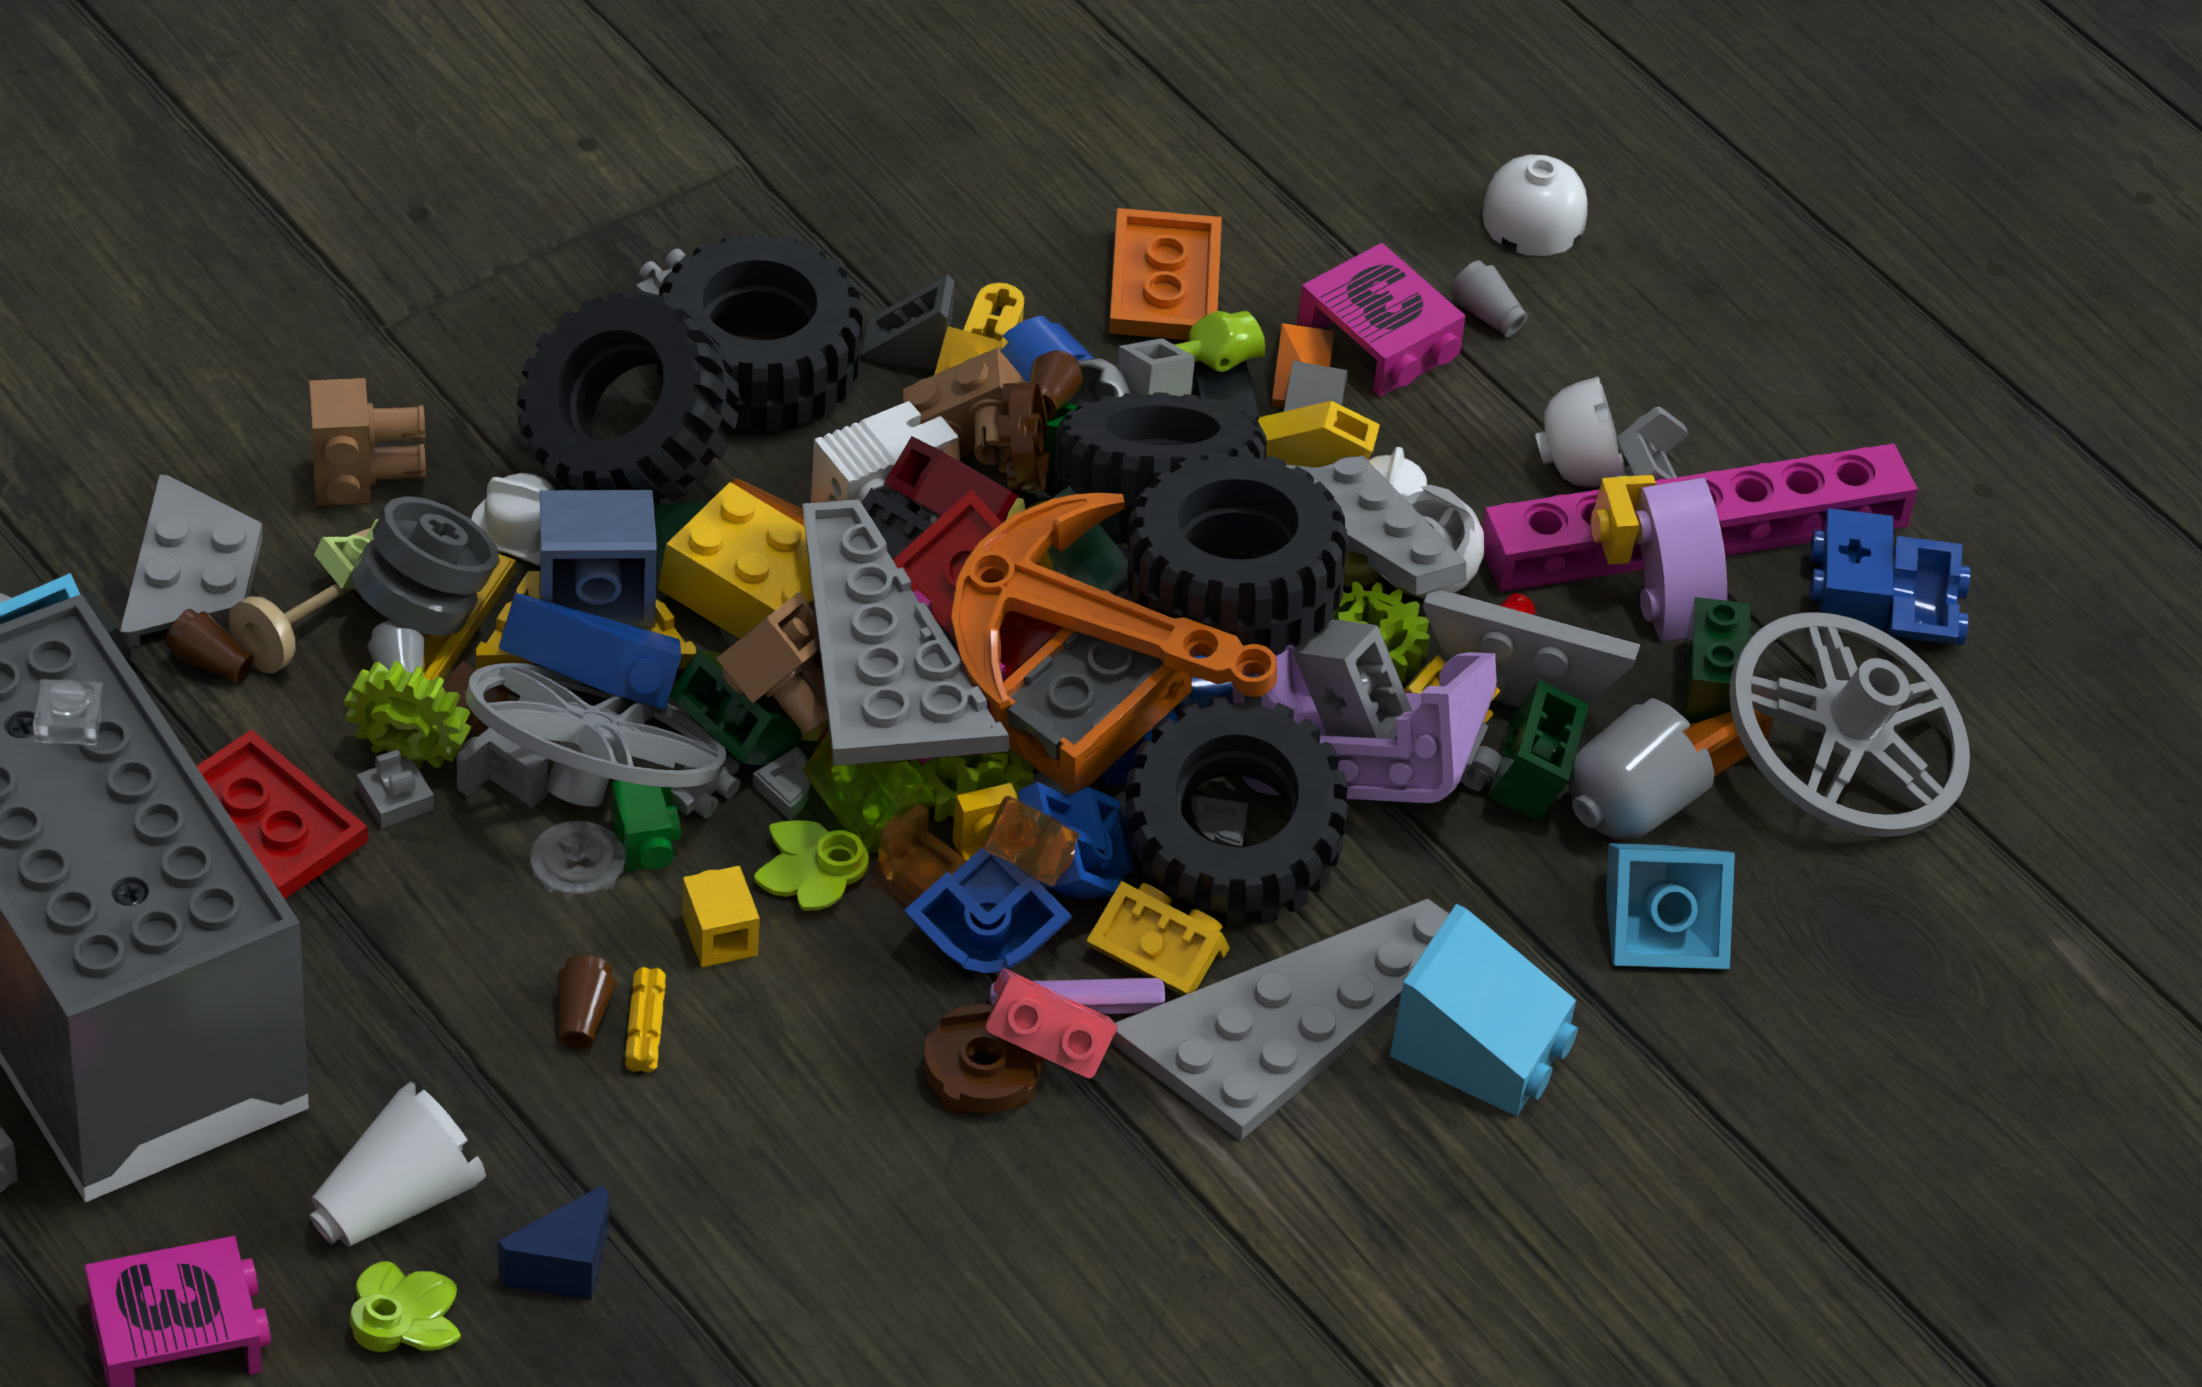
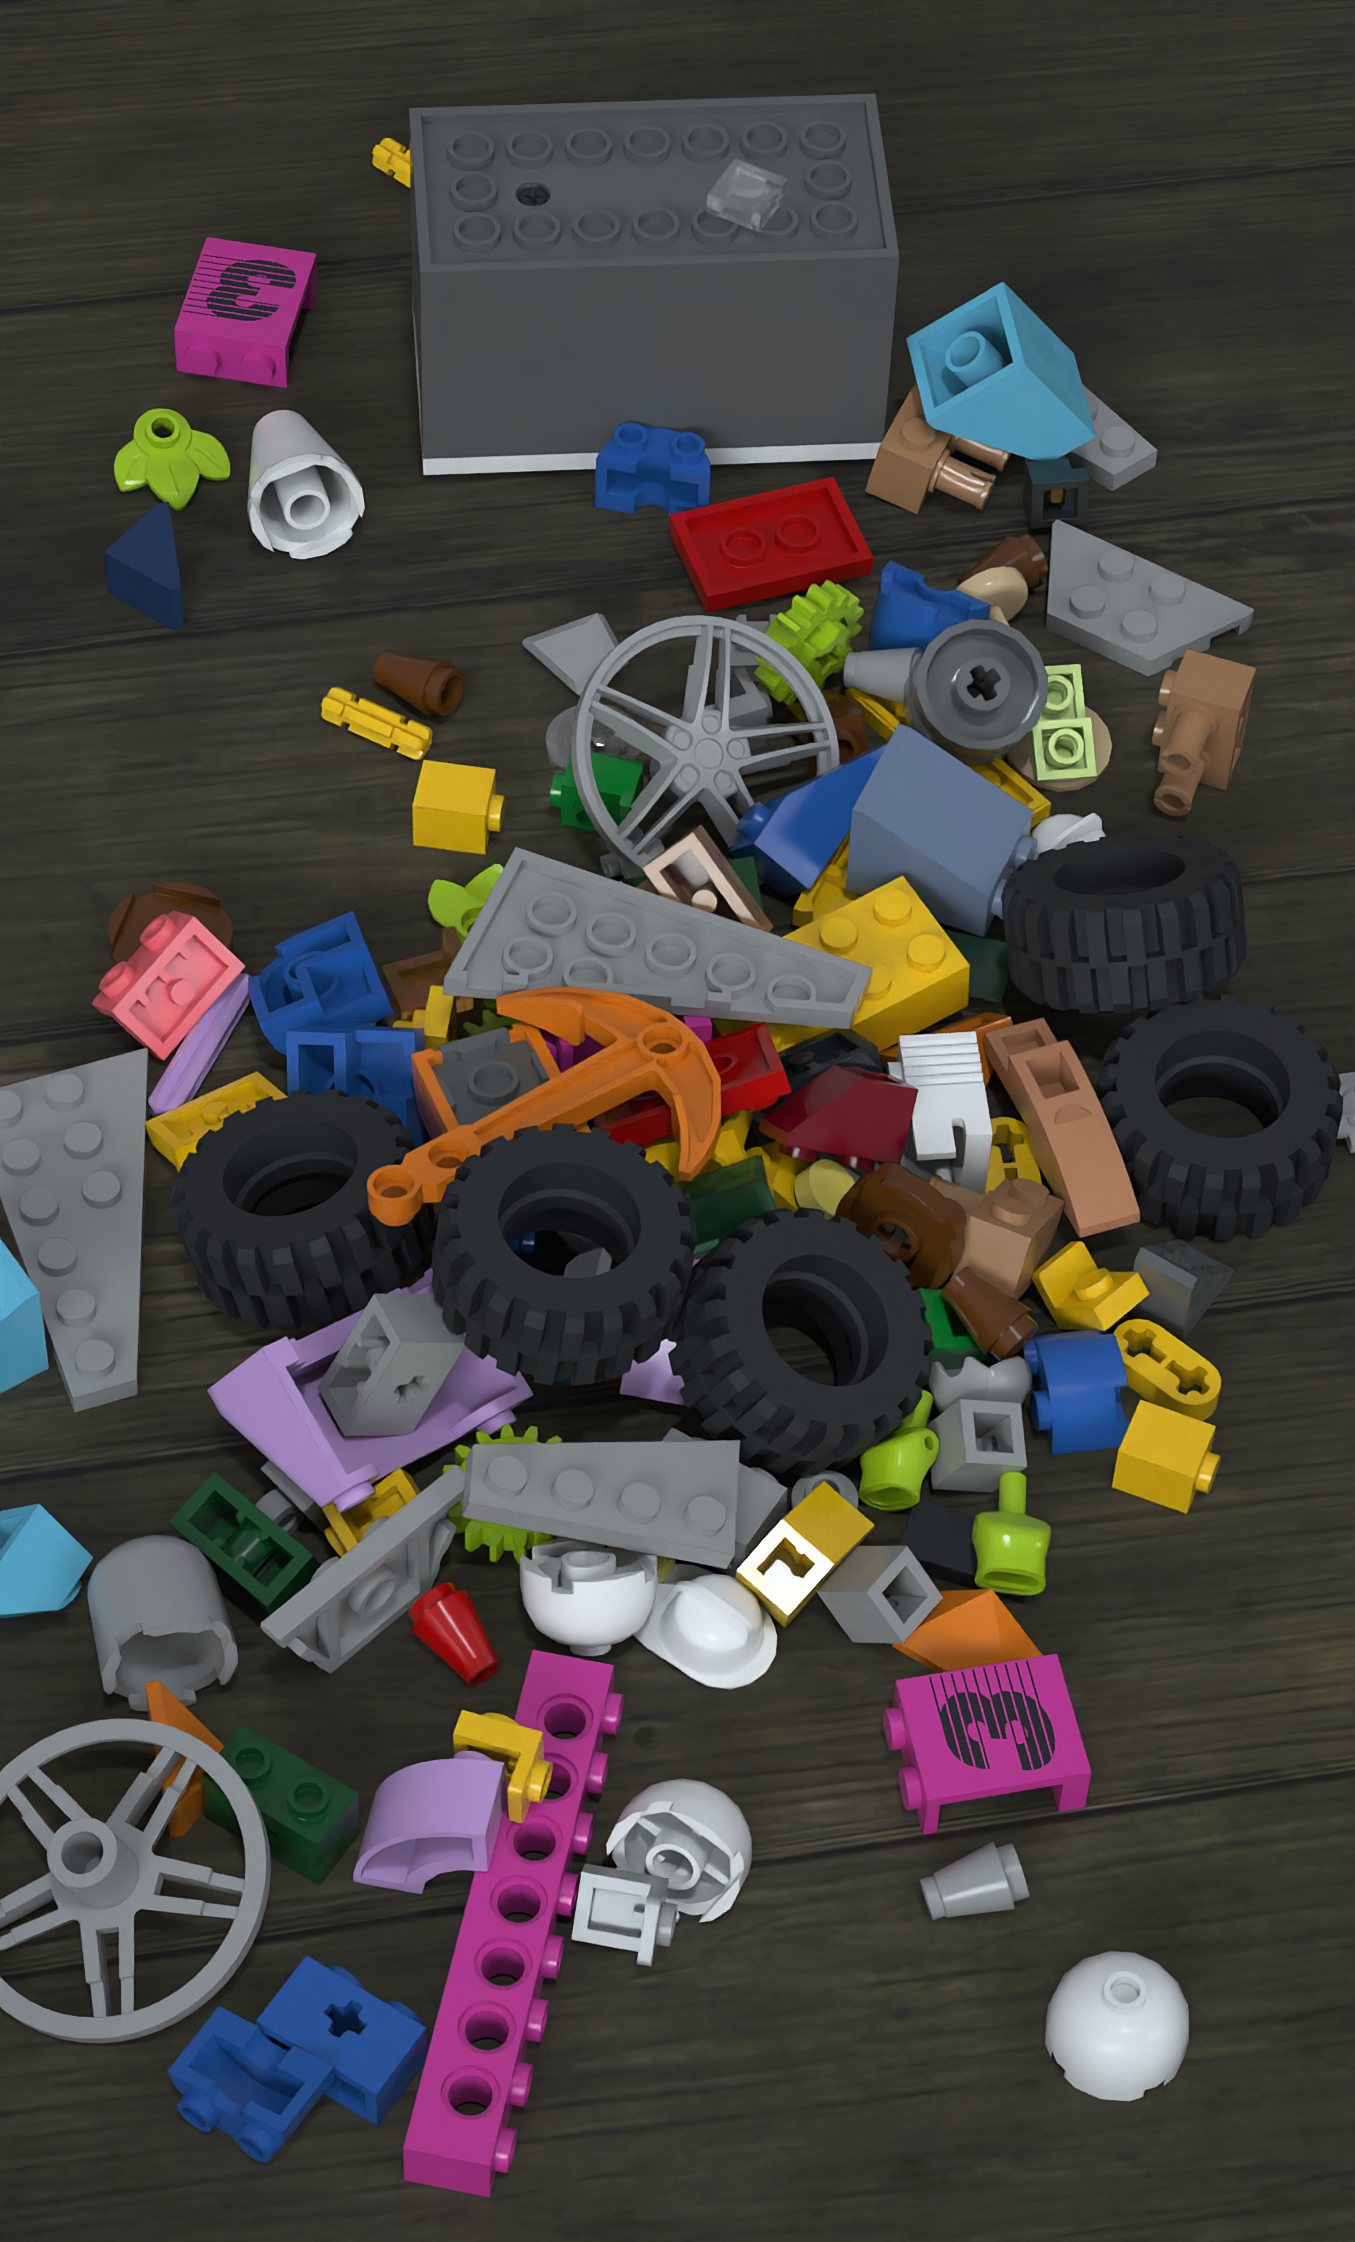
camera: 120 degrees right, 5 degrees up
(321, 671) = (914, 614): none -> blue cylinder
(482, 900) = (574, 649): none -> light grey piece
(819, 405) = (1065, 1125): none -> nougat slope
(1031, 840) = (356, 1007): clear orange bracket -> none
(1079, 294) = (1166, 1457): none -> yellow brick
(1163, 272) = (1167, 1565): orange plate -> none

